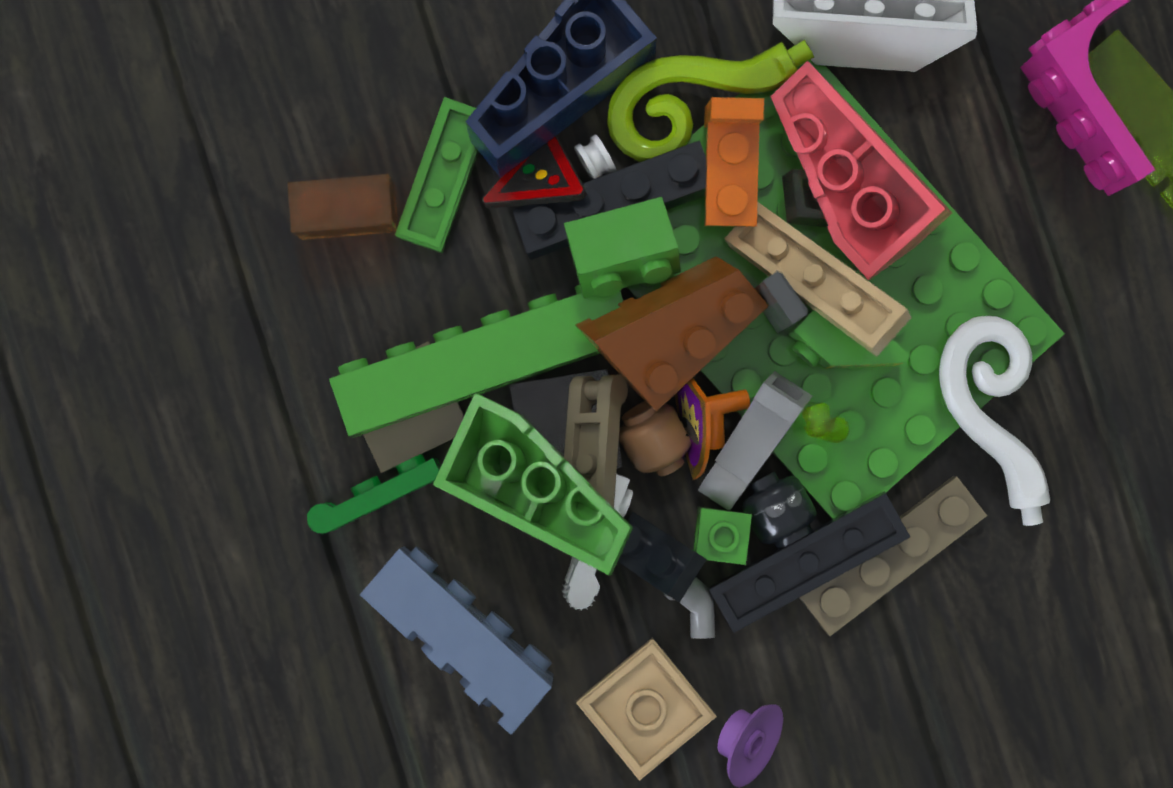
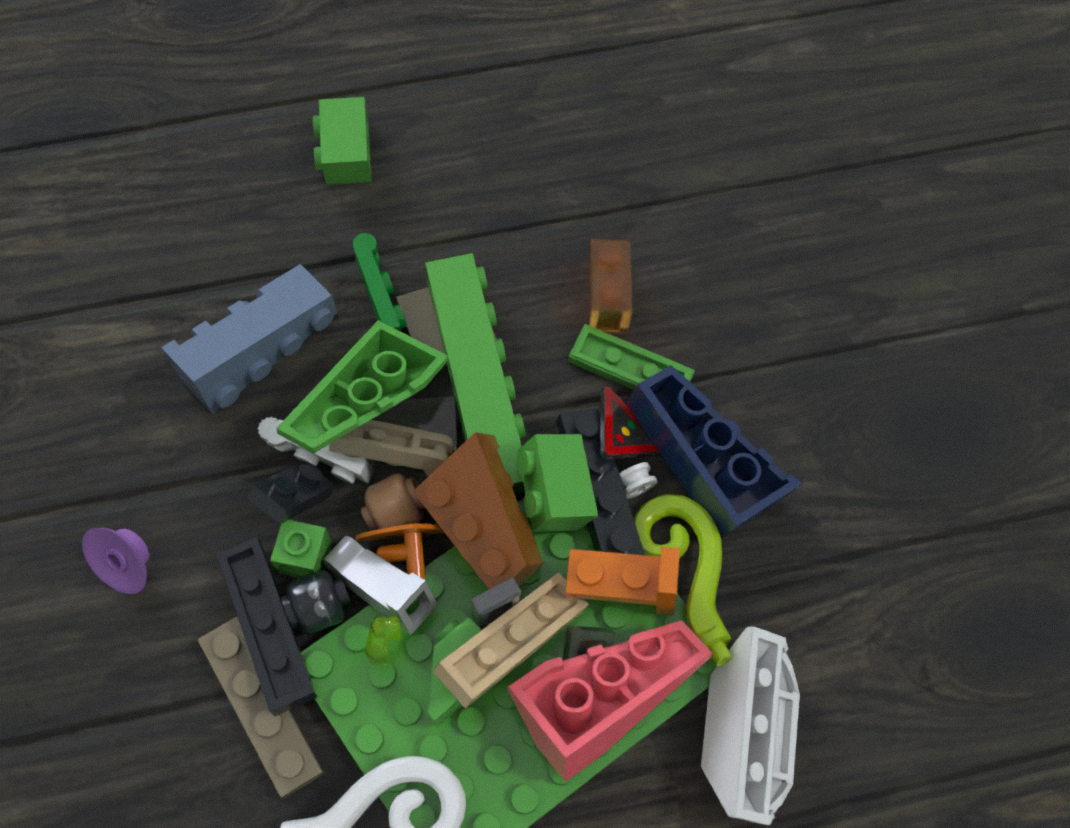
camera: 90 degrees right, 20 degrees down
(159, 571) = (343, 140): none -> bright green brick
(646, 708) = (167, 479): tan plate -> none
(701, 607) = (254, 525): light grey arm -> none

